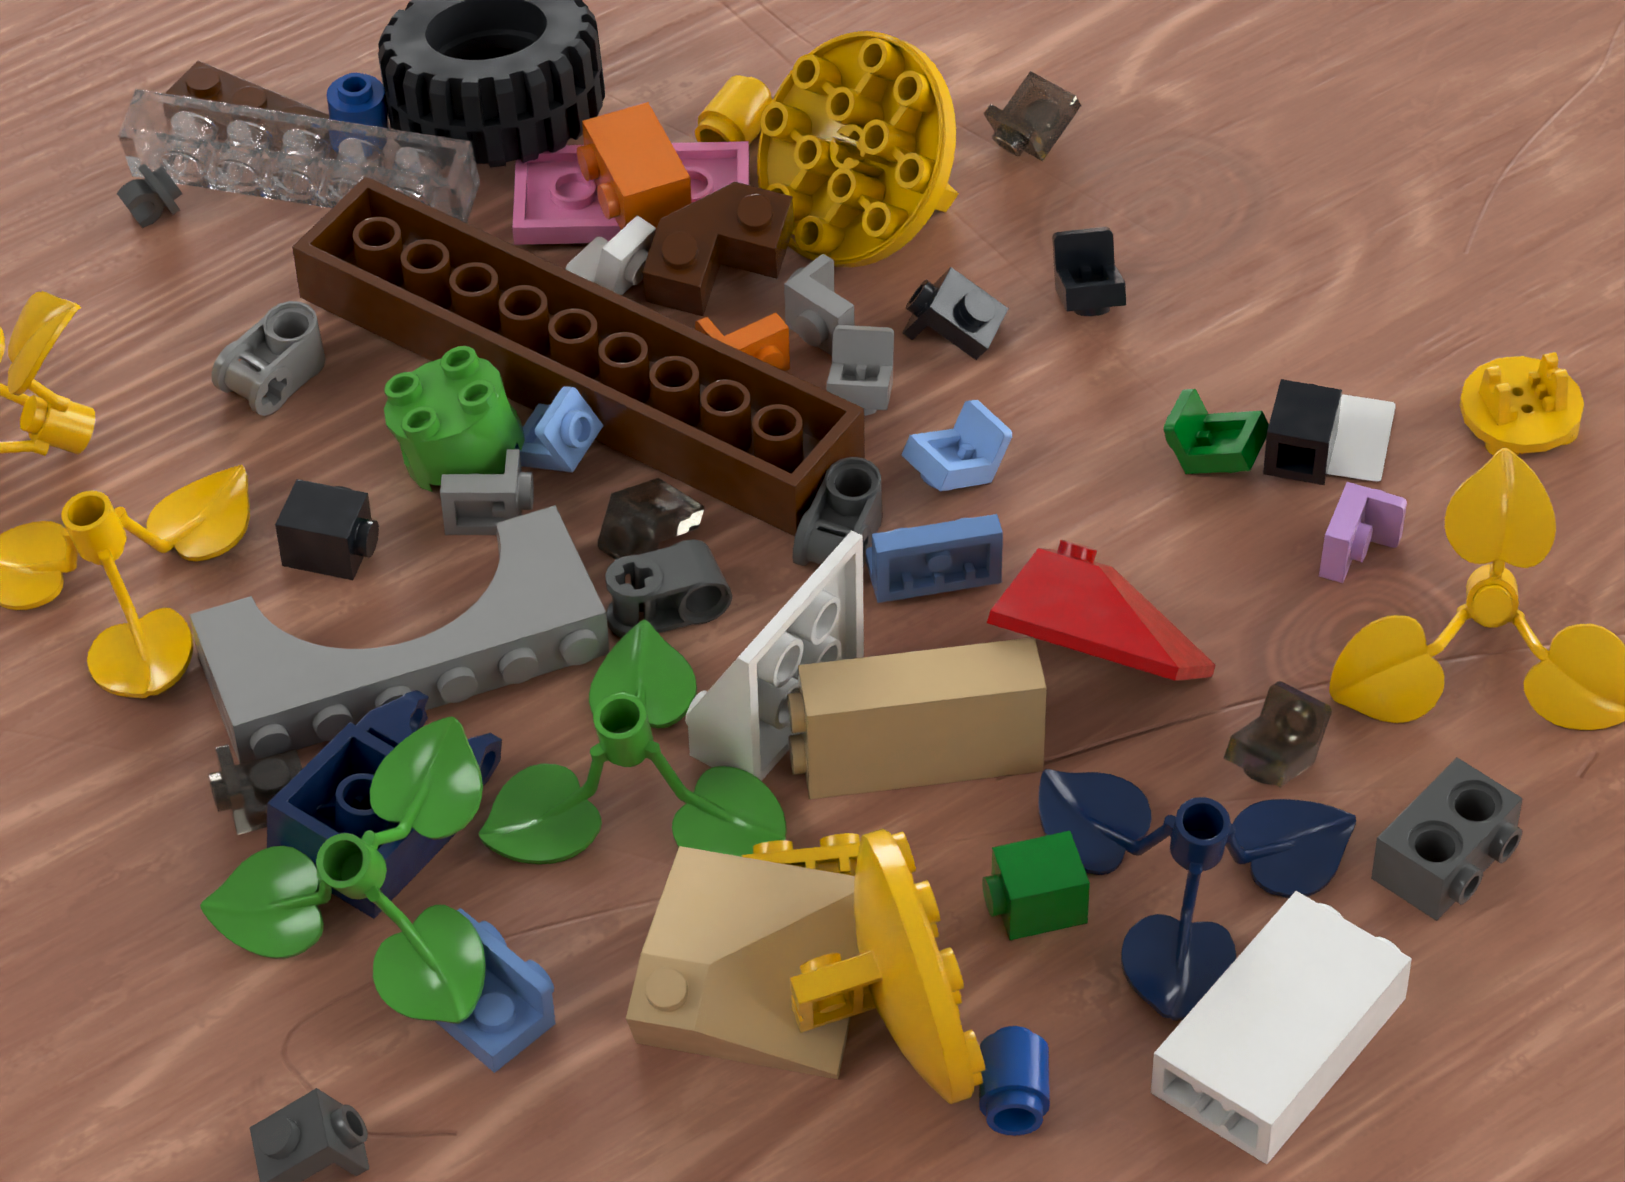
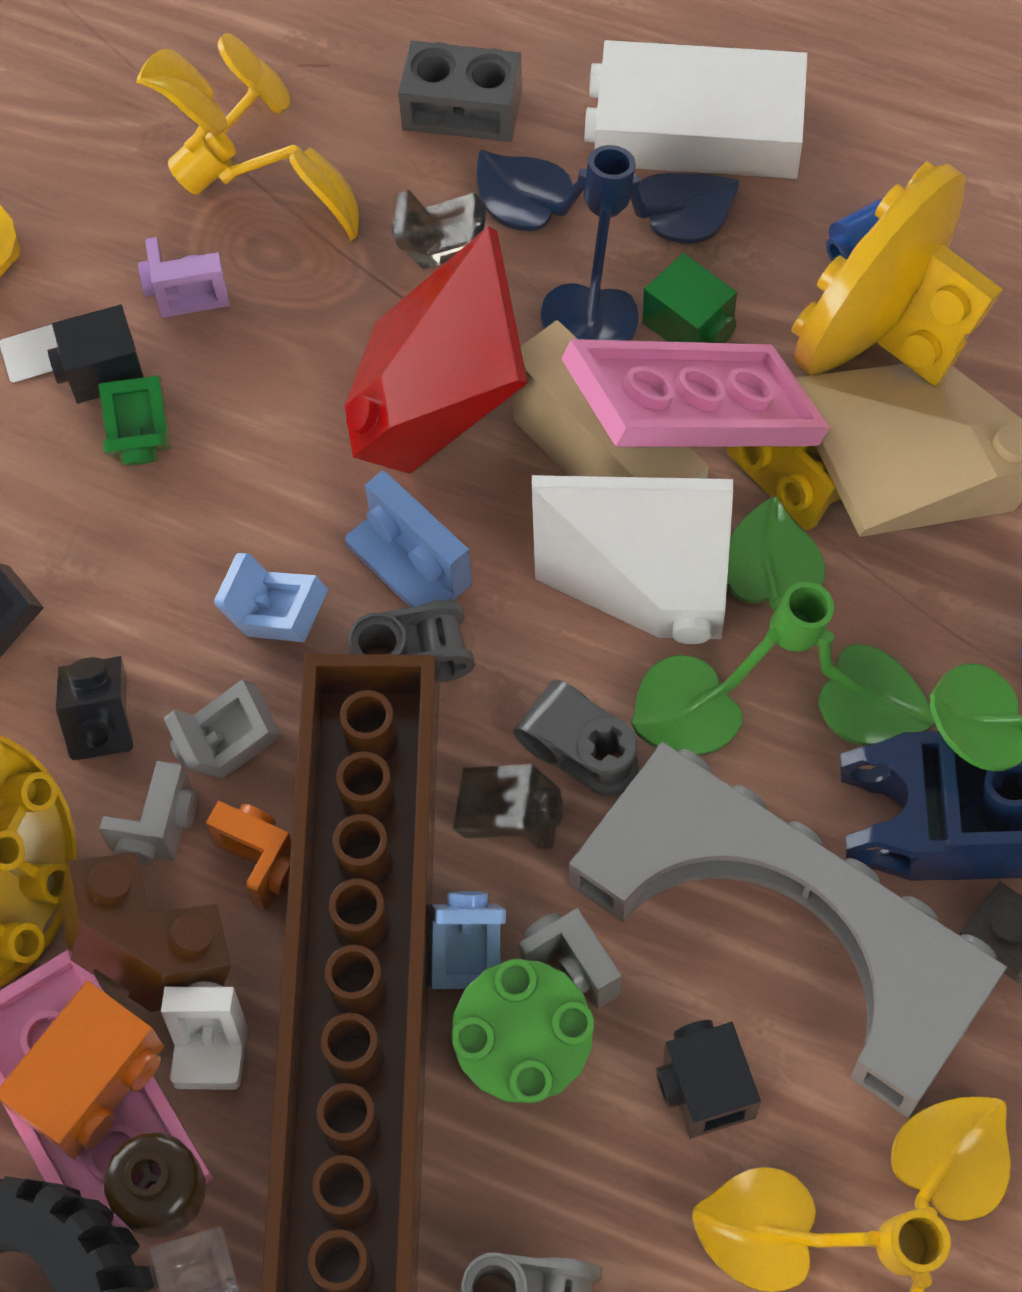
camera: 120 degrees left, 15 degrees up
(515, 170) = (176, 1192): none -> dark brown head
(885, 735) = (693, 394): none -> bright pink plate

